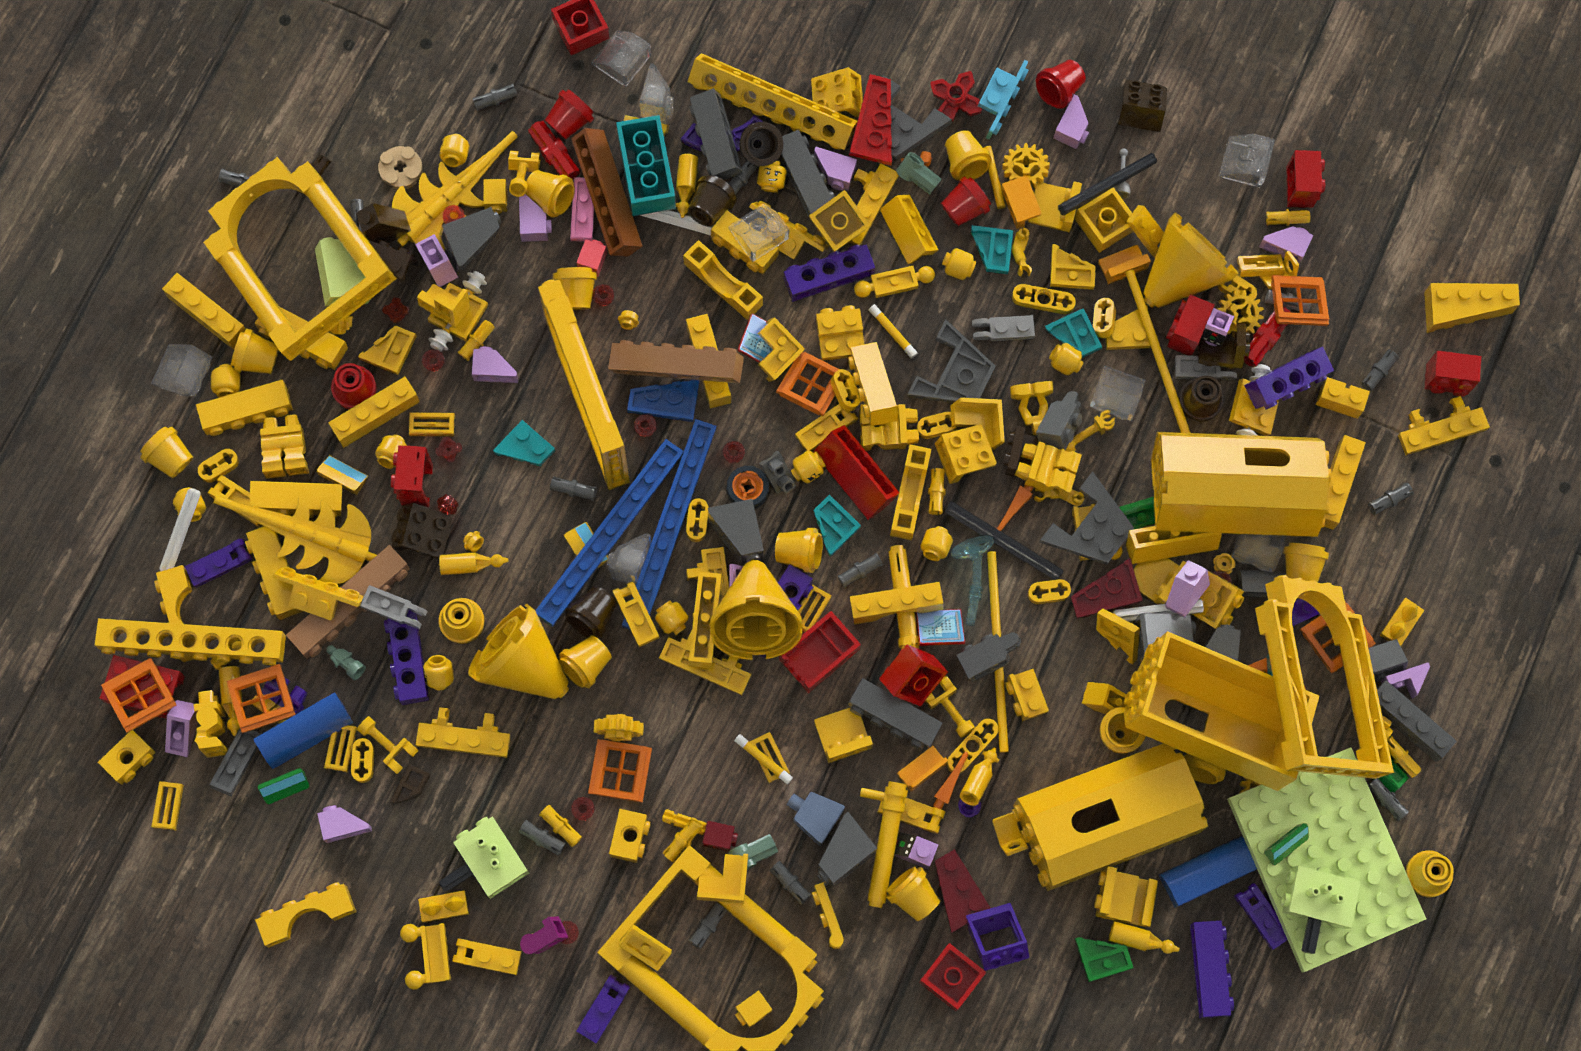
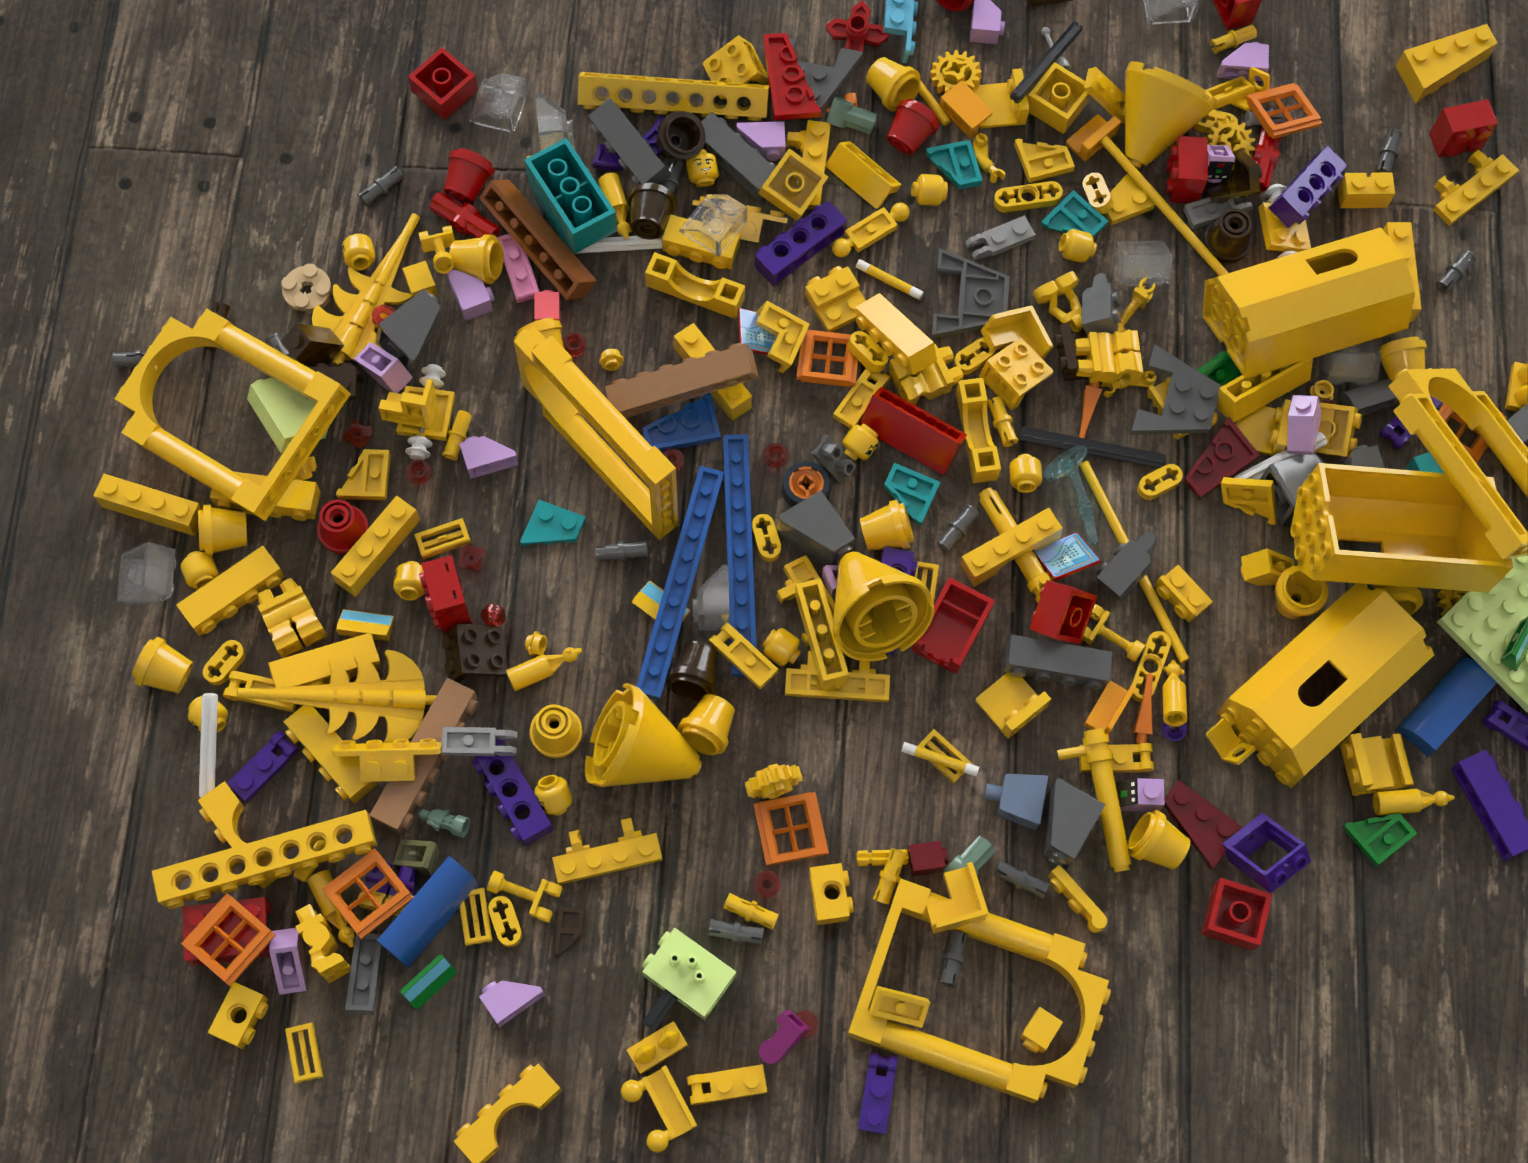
camera: 20 degrees left, 5 degrees down
(312, 681) = (417, 855): none -> olive slope

